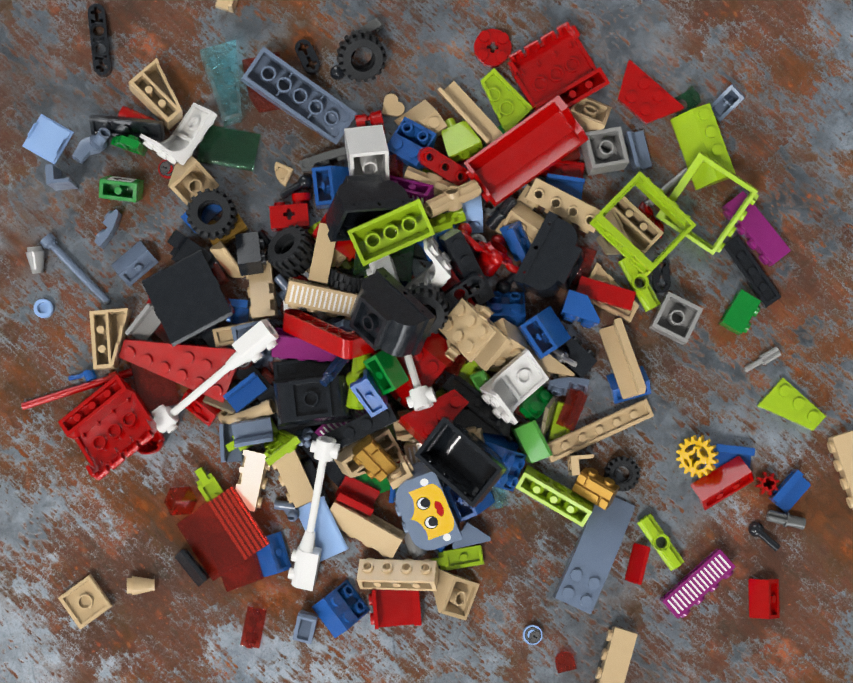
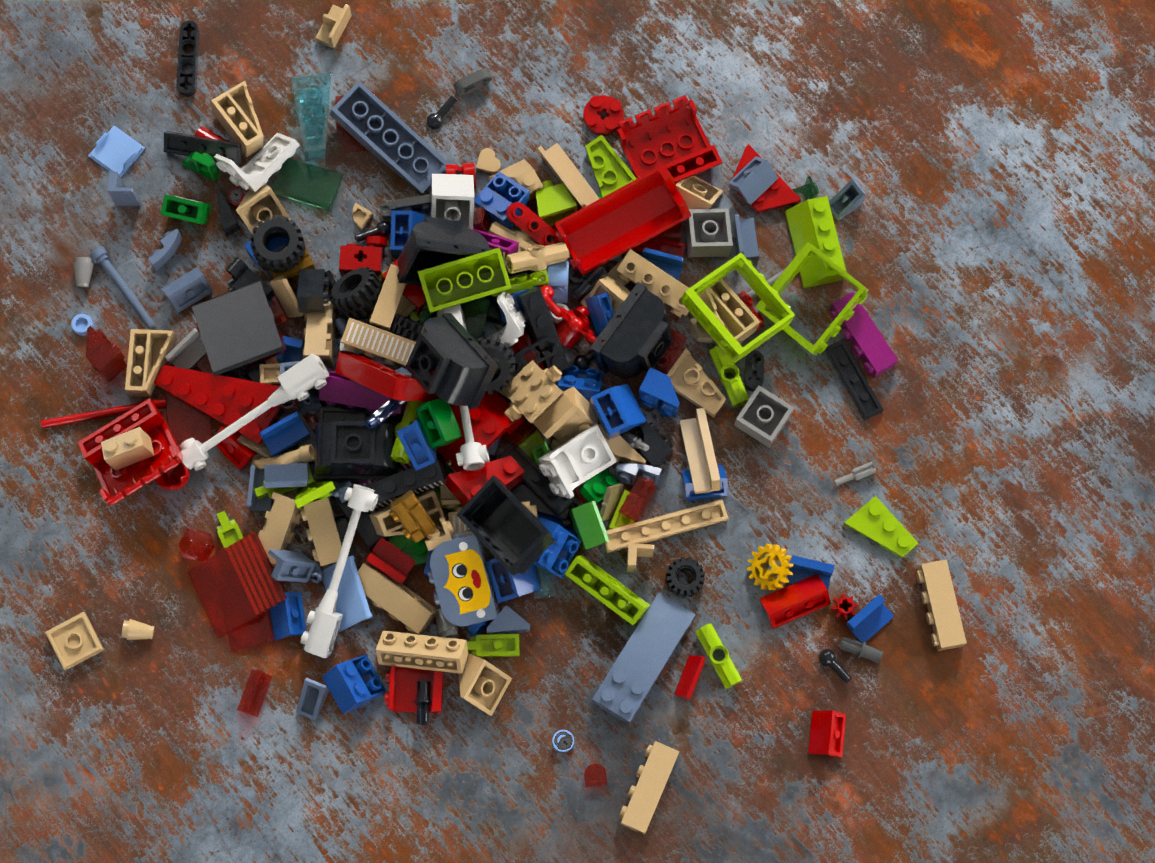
camera: 10 degrees right, 10 degrees down
(66, 338) = (104, 355): none -> clear red slope
(88, 374) = (118, 399): blue hand -> none
(91, 145) = (161, 162): sand blue arm -> none
(104, 424) = (127, 448): none -> tan brick
(162, 194) = (228, 219): none -> black slope
(192, 567) = (197, 618): black slope -> none
(270, 511) = (291, 566): none -> sand blue panel
(311, 55) = (408, 100): black beam -> none
(365, 71) = (461, 122): black tyre -> none
(404, 617) = (423, 702): none -> black axle
(595, 488) = (653, 586): pearl gold brick -> none
(606, 293) = (692, 380): red tile -> none
(639, 94) = (753, 179): none -> sand blue panel
(697, 583) = (754, 706): magenta brick -> none
(740, 312) = (835, 420): green brick -> none

